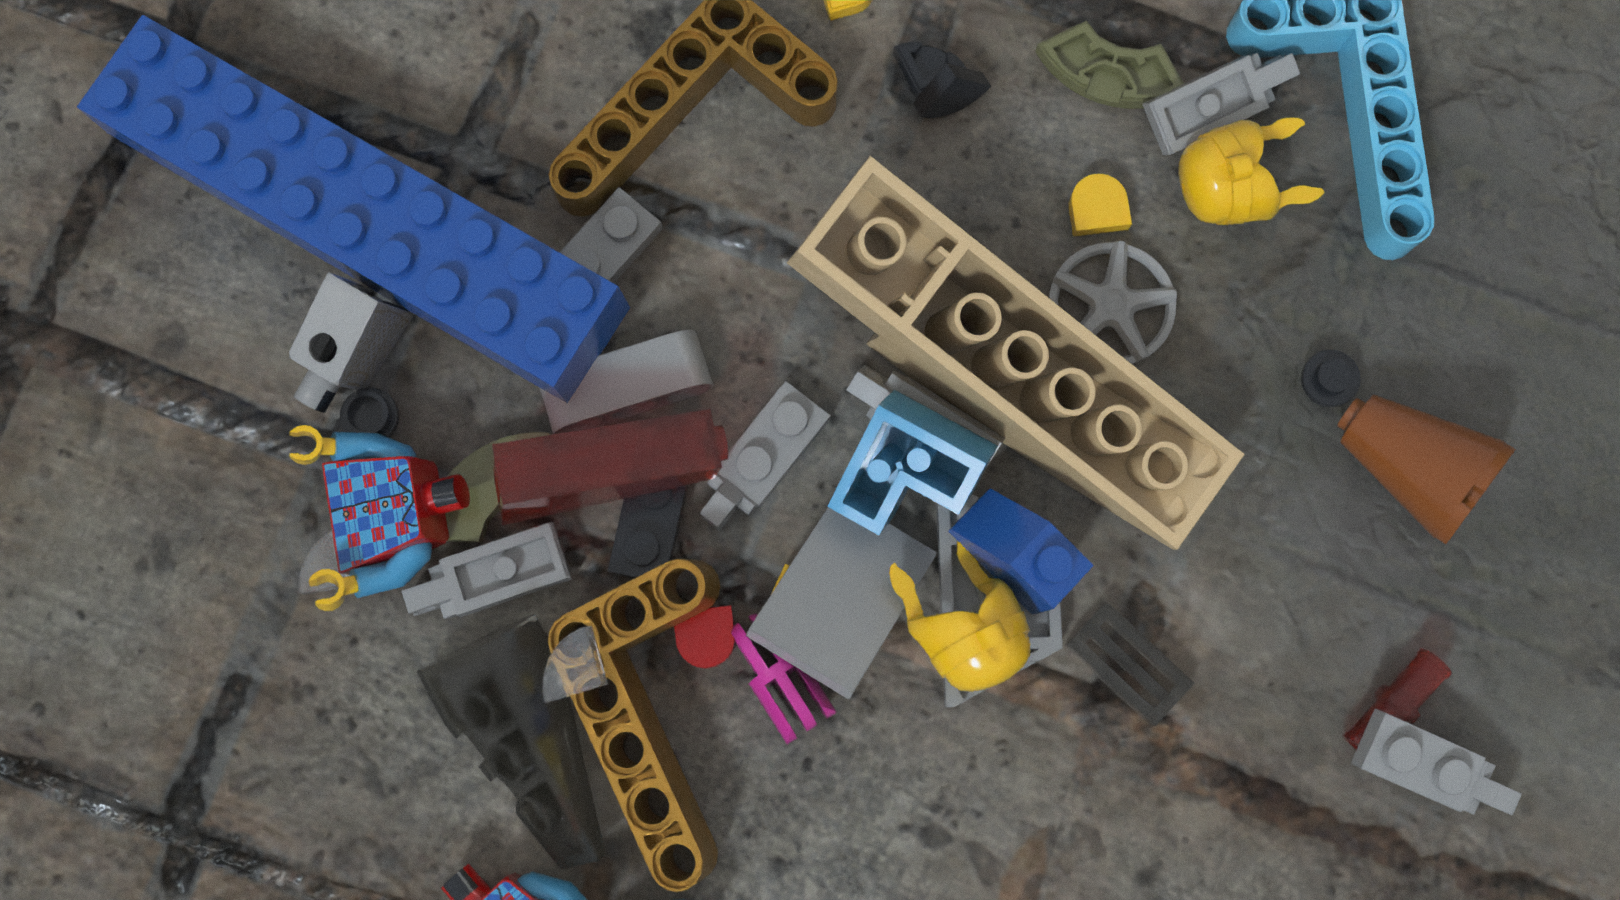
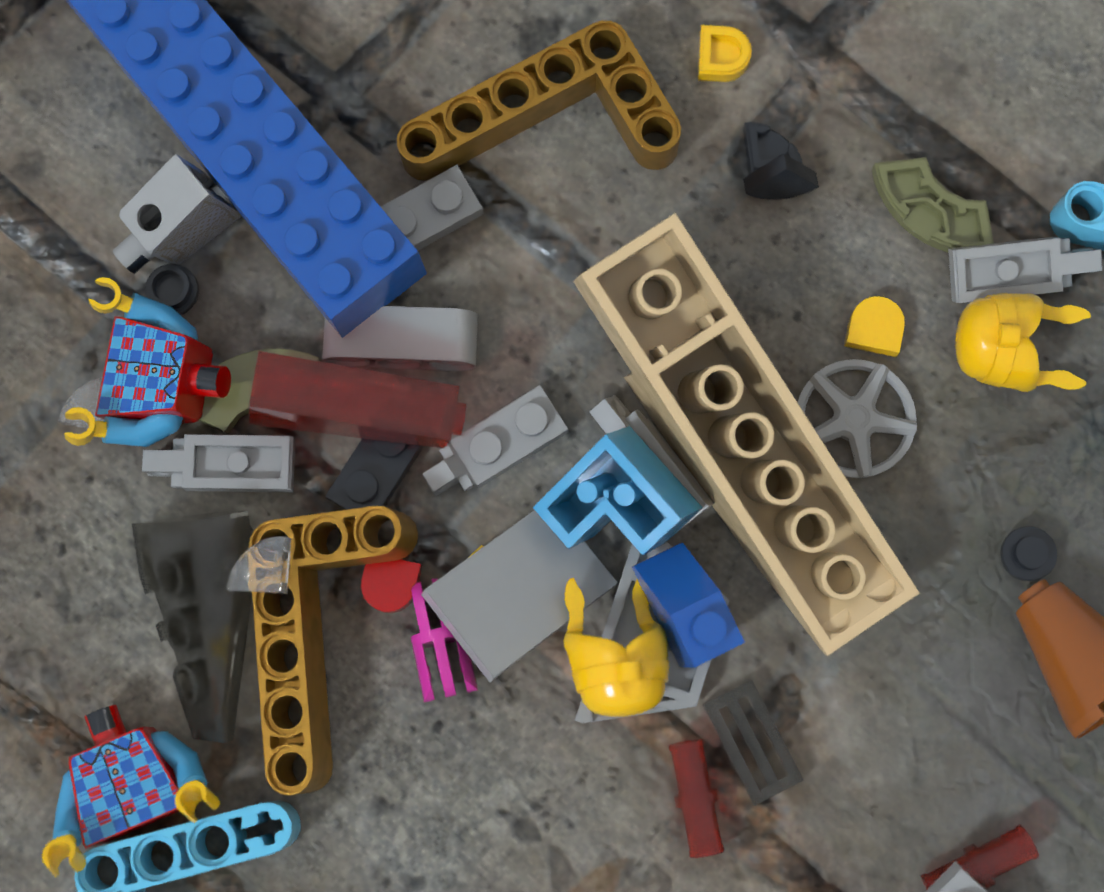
camera: 25 degrees right, 0 degrees up
(1095, 740) = (696, 798): none -> clear red pin

